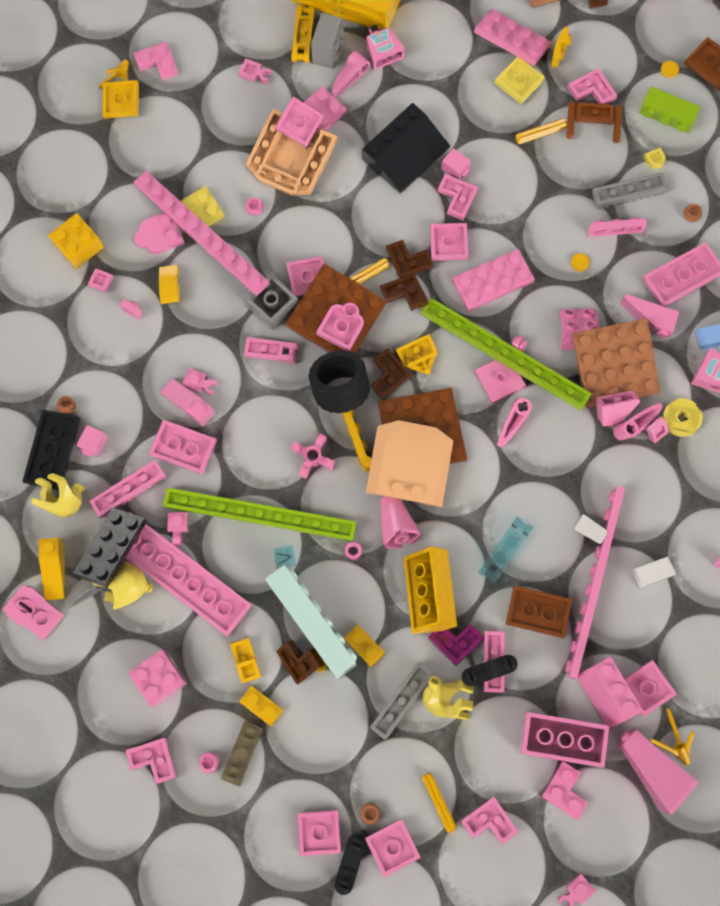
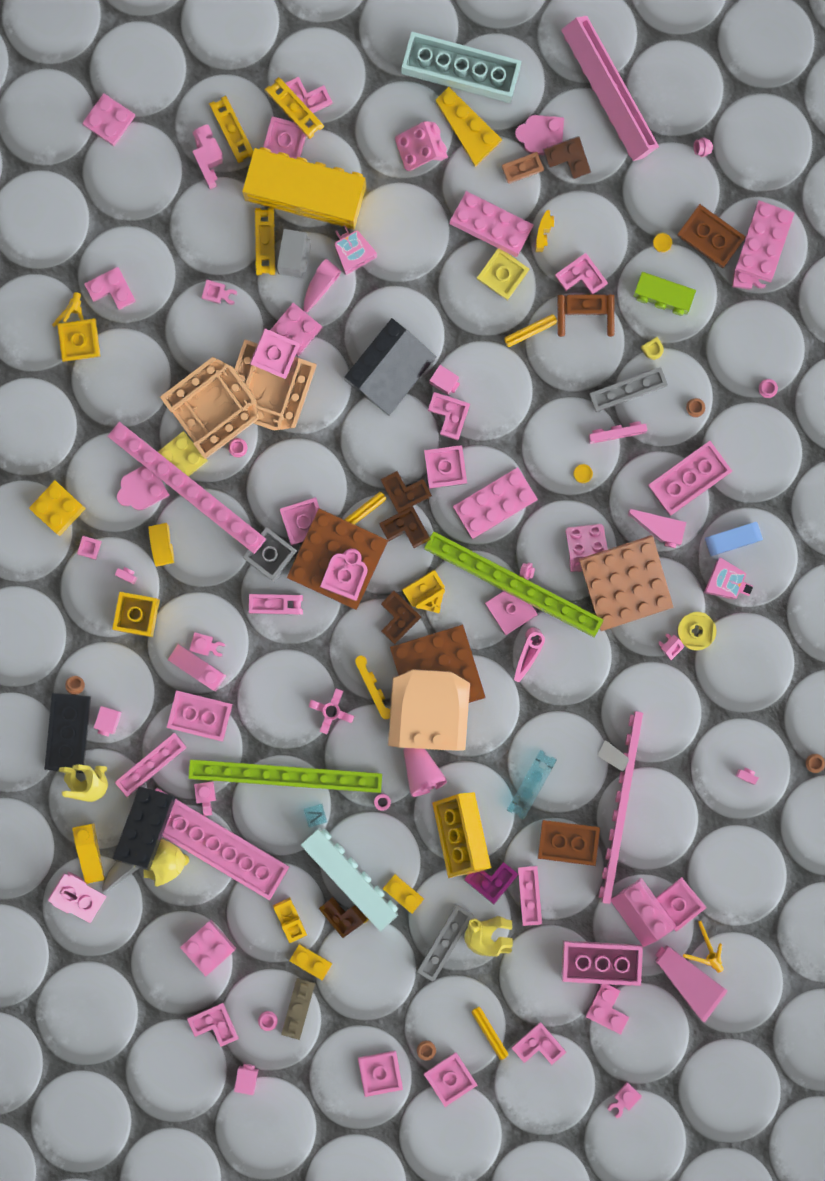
camera: 10 degrees left, 10 degrees up
(134, 343) = (136, 614): none -> yellow brick
(177, 822) = (246, 1079): none -> bright pink brick
(234, 163) = (212, 405): none -> light nougat wedge
(334, 366) = (340, 617): black tyre -> none
(350, 864) = (412, 1098): black piece -> none
(489, 670) = (525, 906): black piece -> none
(616, 407) = (629, 629): bright pink slope -> none
(636, 423) = (652, 642): bright pink piece -> none
(653, 572) = (678, 791): white slope -> none

